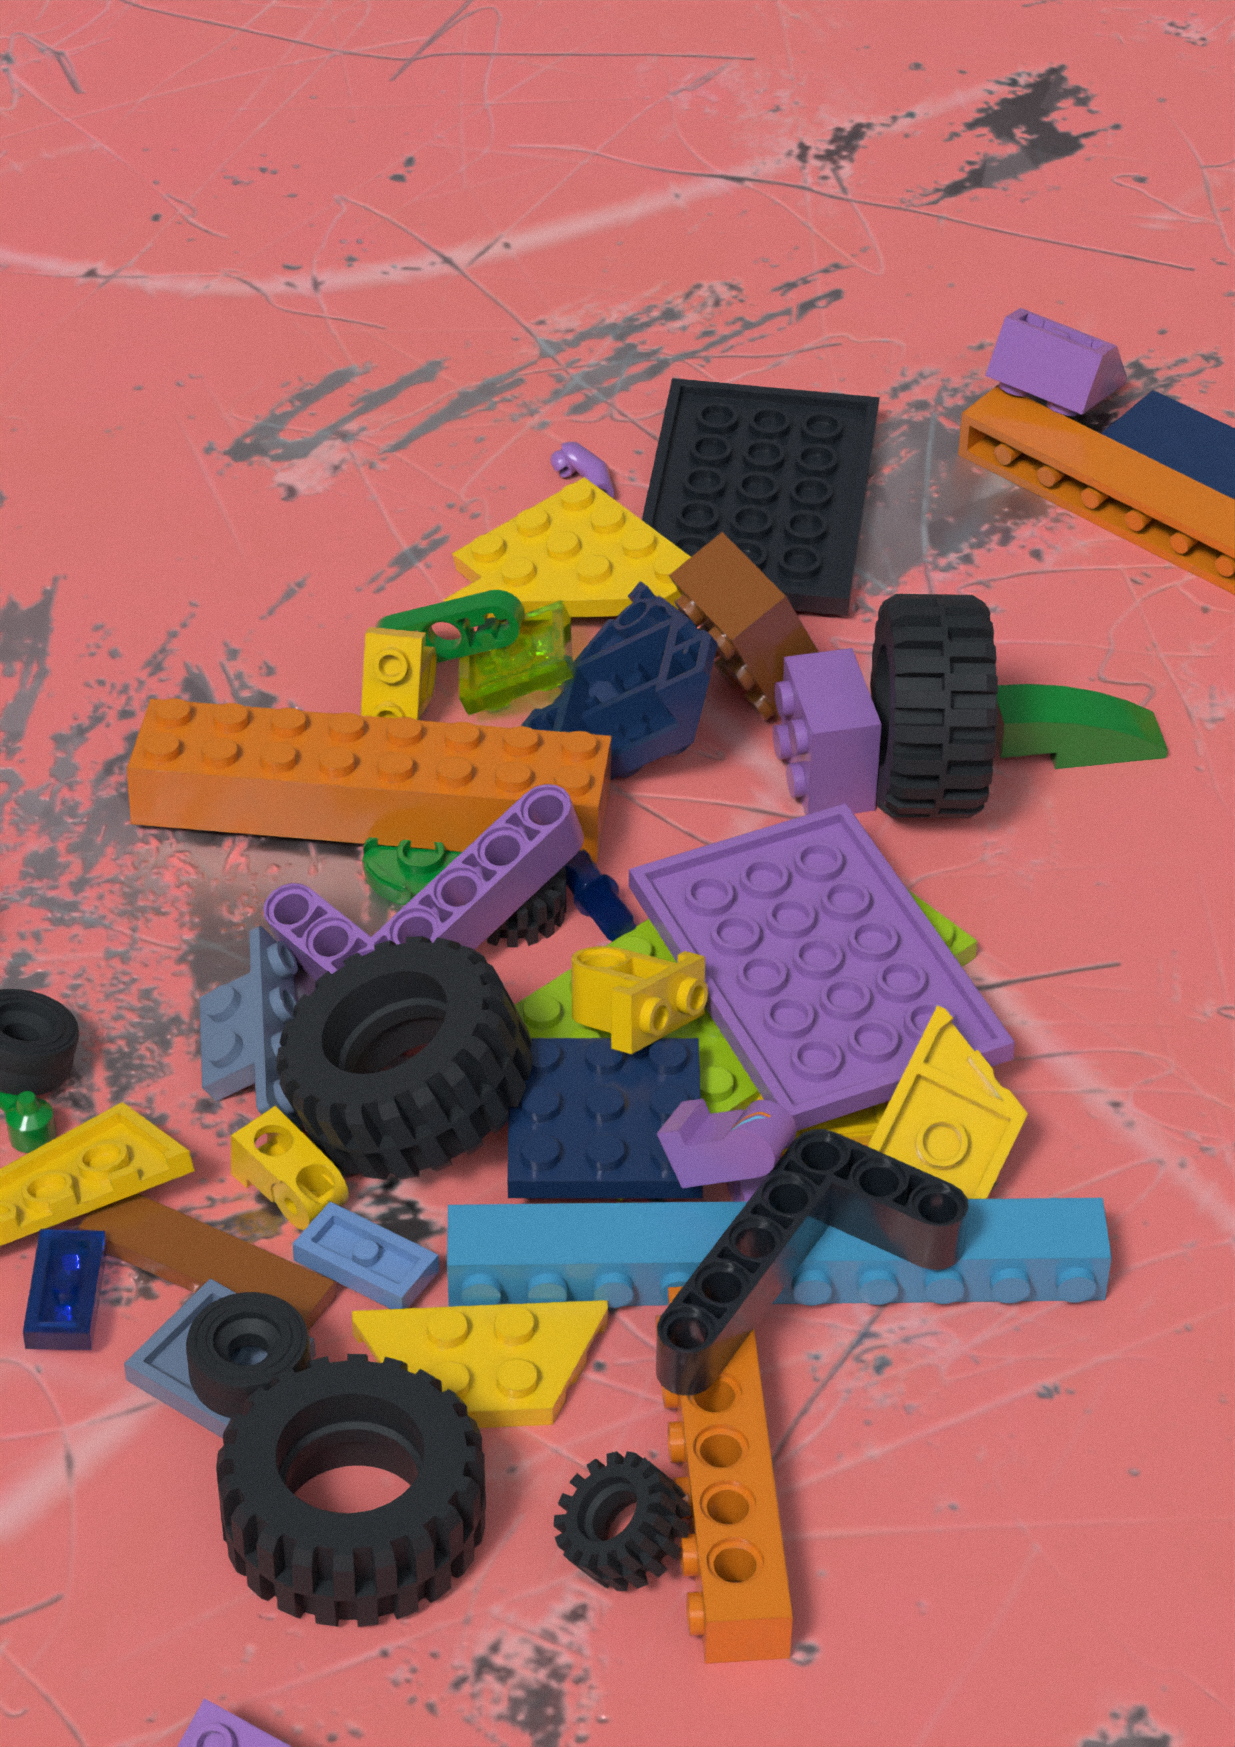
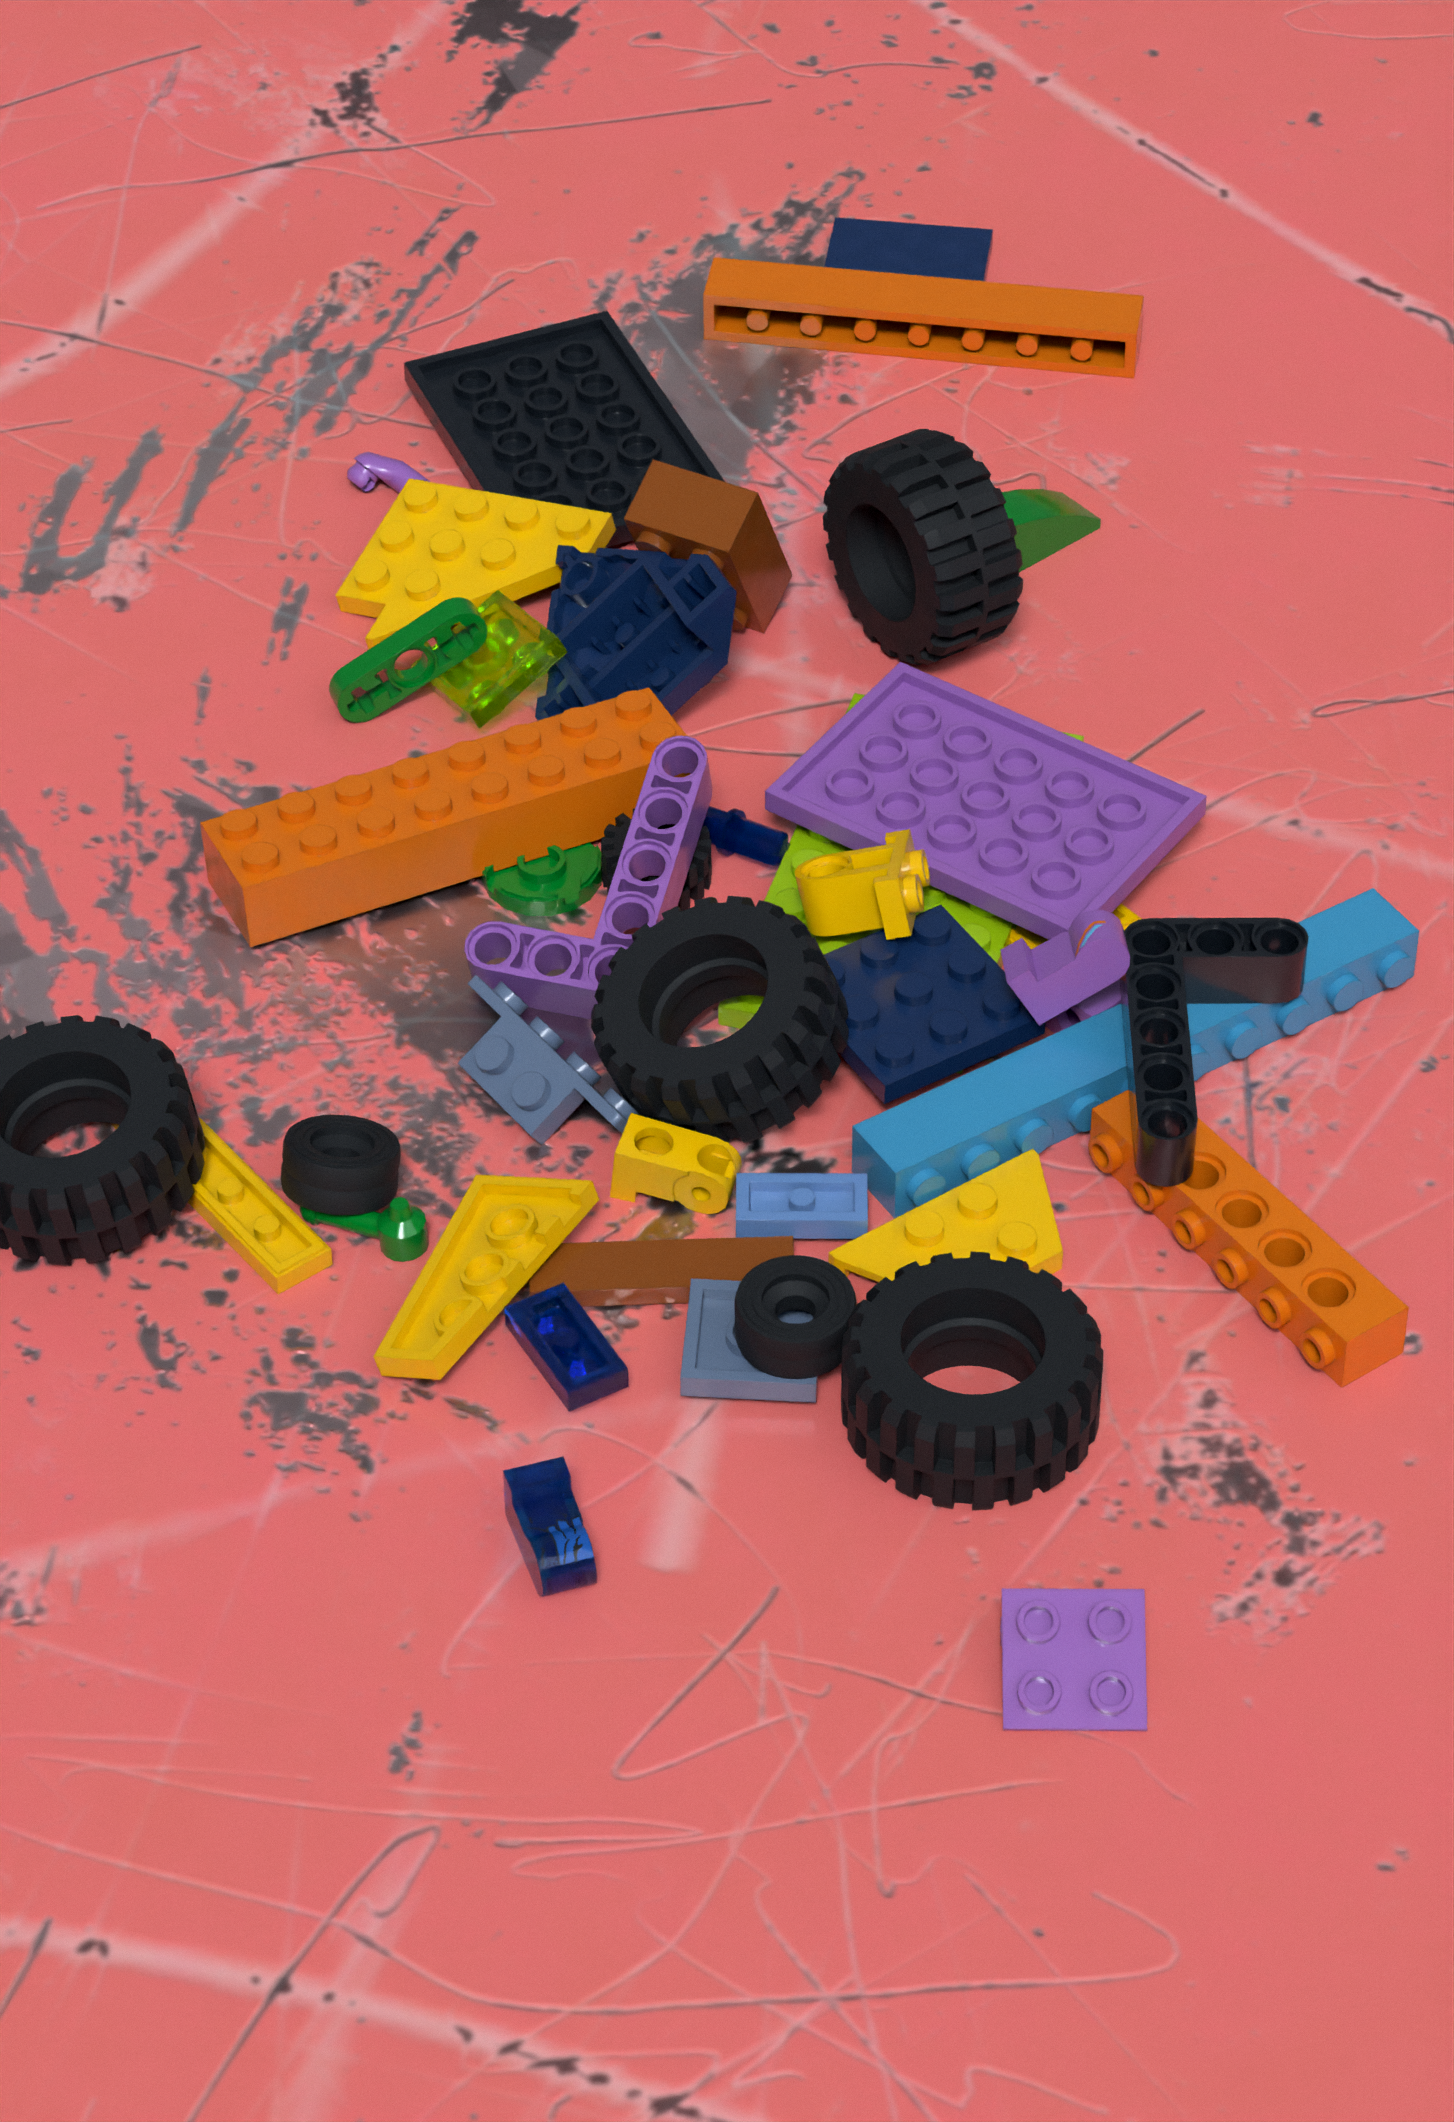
camera: 30 degrees left, 0 degrees up
(397, 673) = (399, 713): yellow pin -> none
(644, 1539) = (1183, 1278): black tyre -> none
(828, 732) = (830, 611): medium lavender brick -> none
(950, 1112) = (1197, 864): yellow wing -> none
(1054, 363) = (758, 218): medium lavender slope -> none

